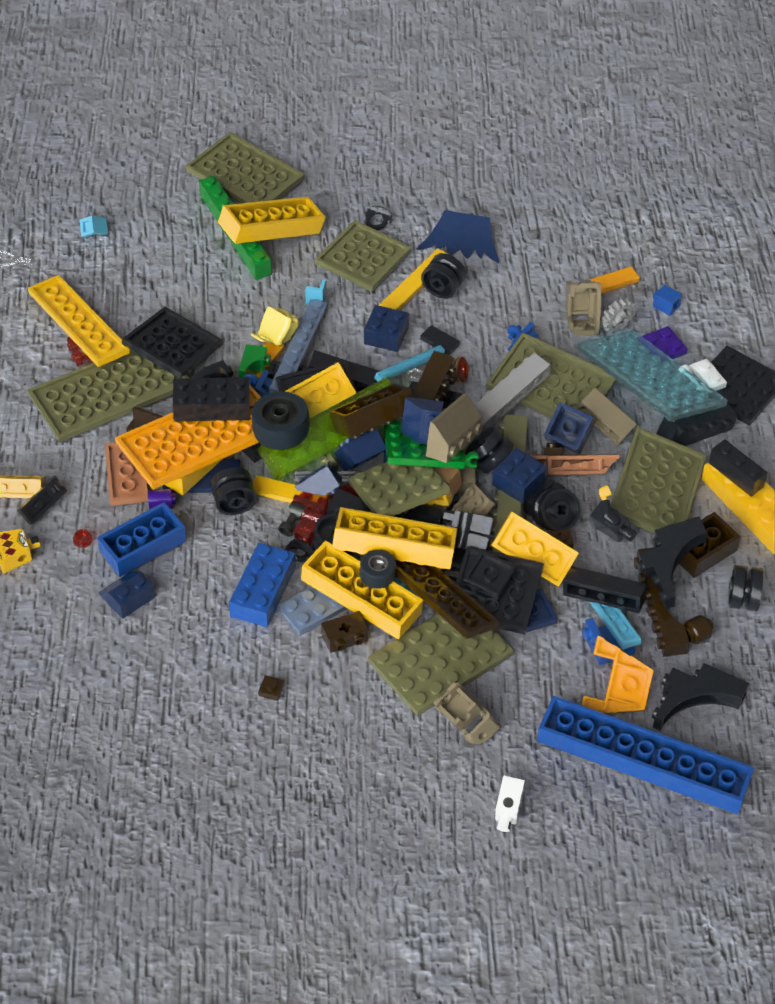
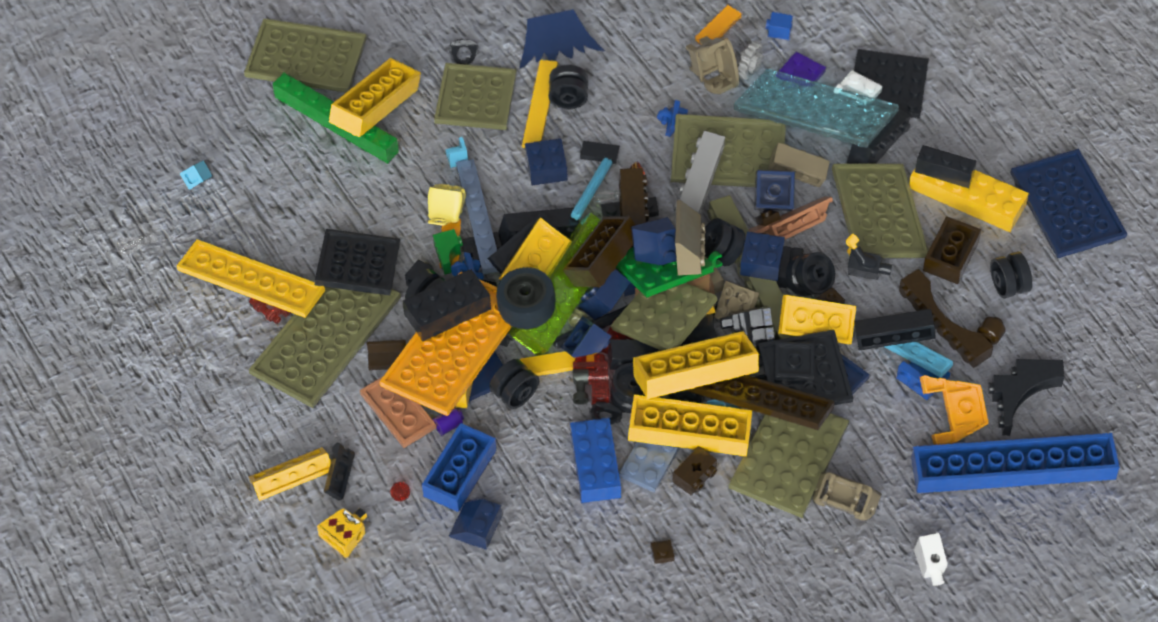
camera: 25 degrees left, 5 degrees up
(377, 569) = (699, 400): black wheel -> none
(670, 546) = (931, 283): black arch -> none

